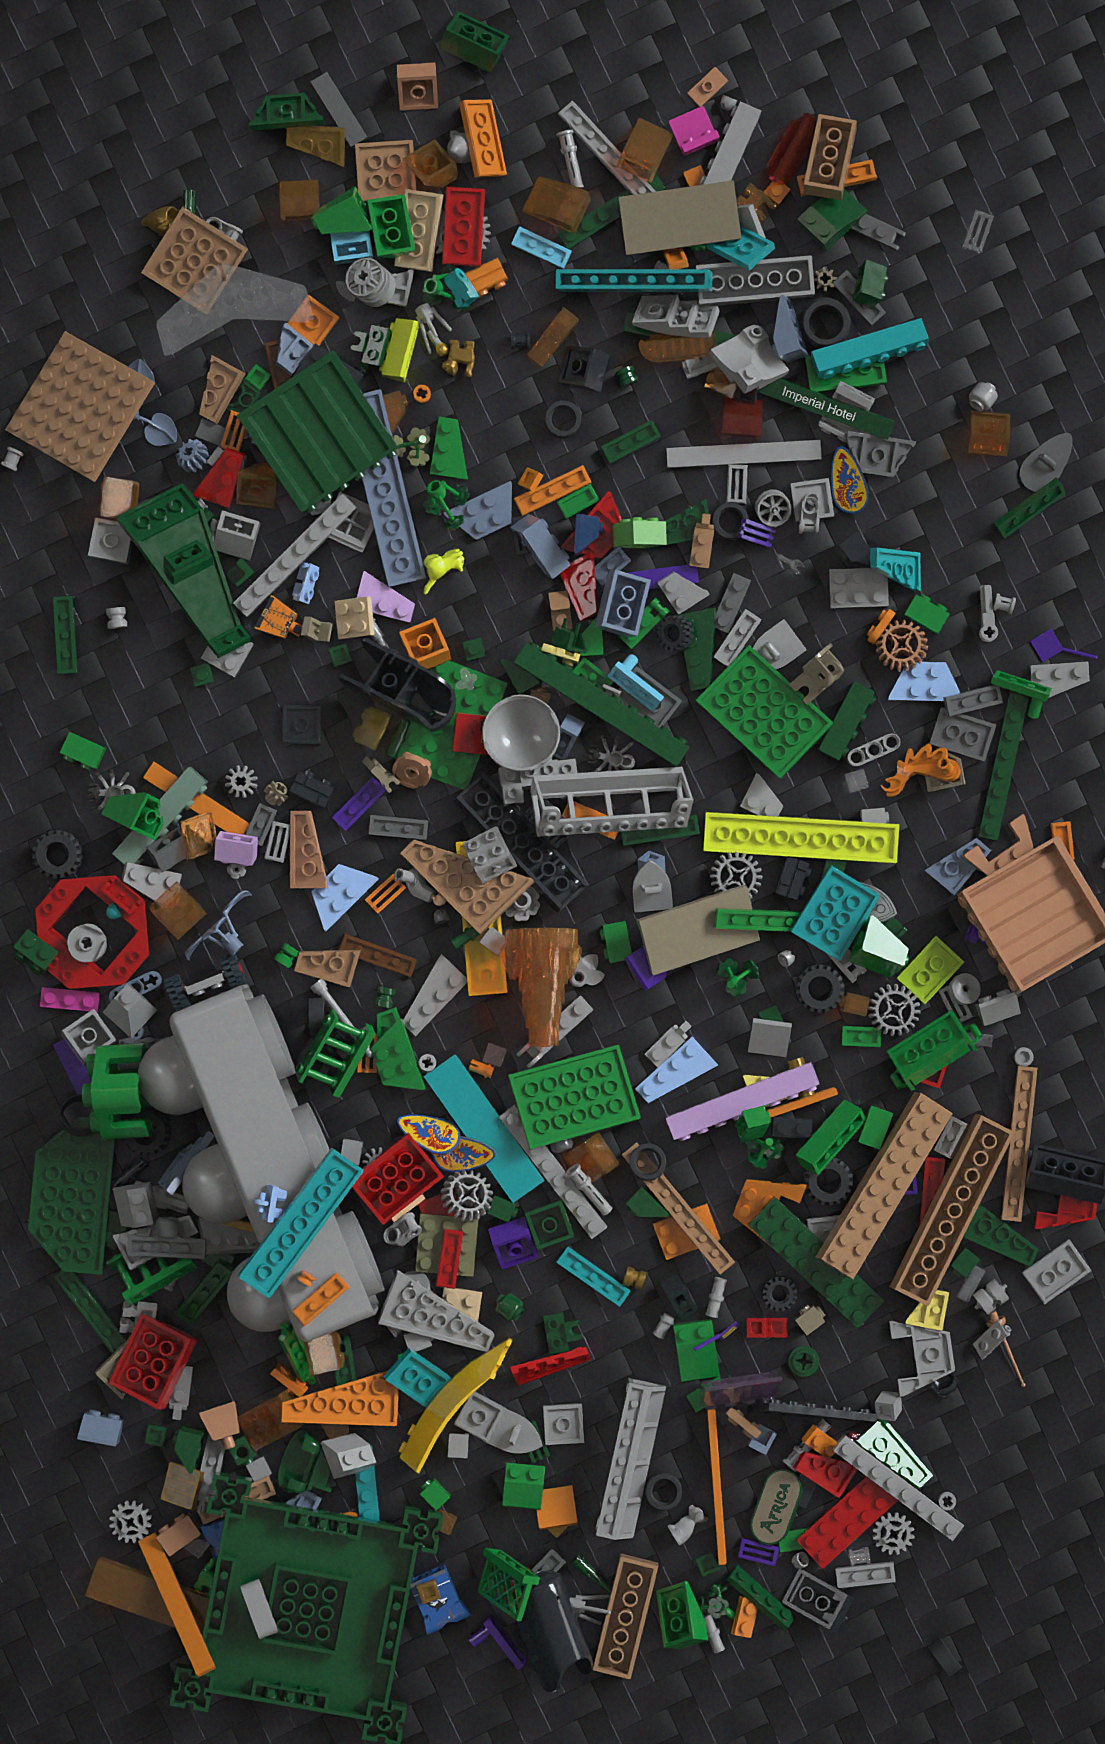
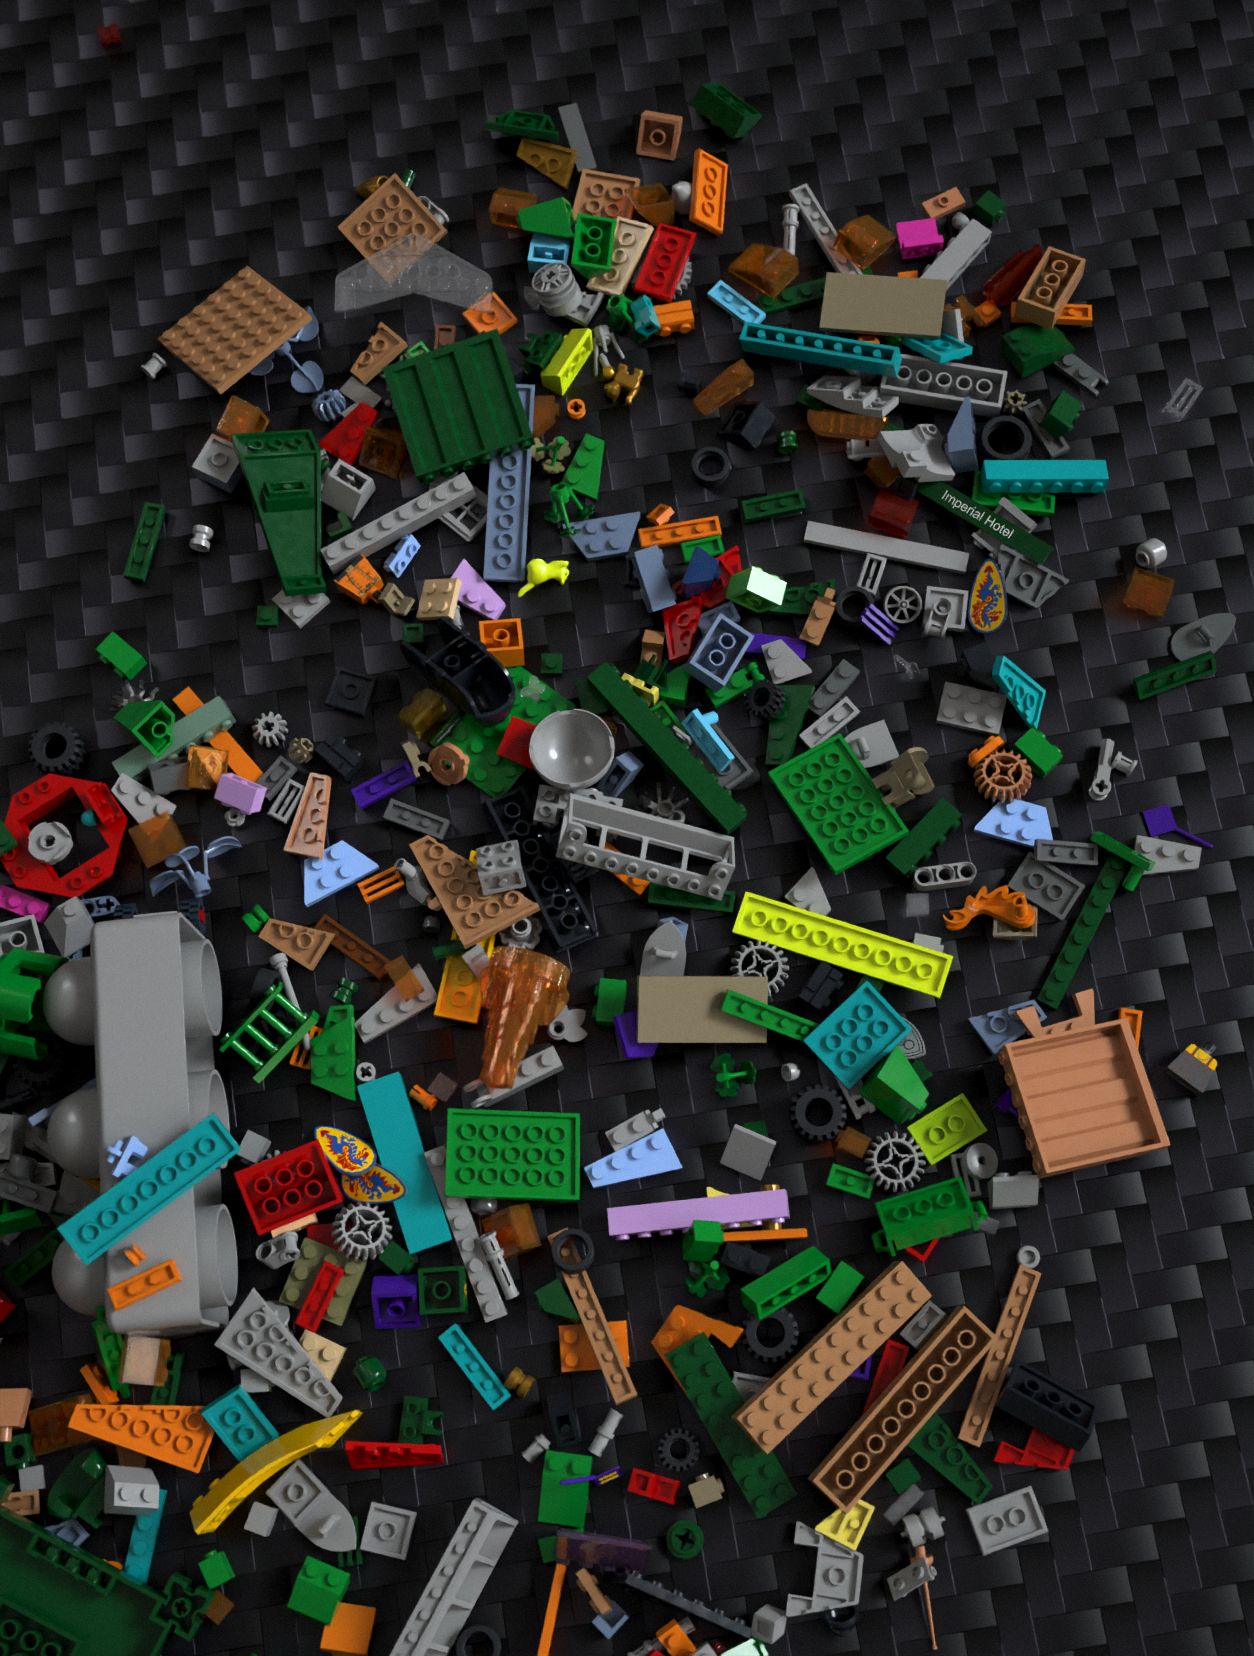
camera: 20 degrees right, 15 degrees down
(227, 430) = (373, 390): orange tile -> none
(292, 349) = (459, 329): sand blue wing -> none
(433, 972) = (404, 978): none -> clear orange tile
(753, 83) = (990, 209): none -> dark green brick

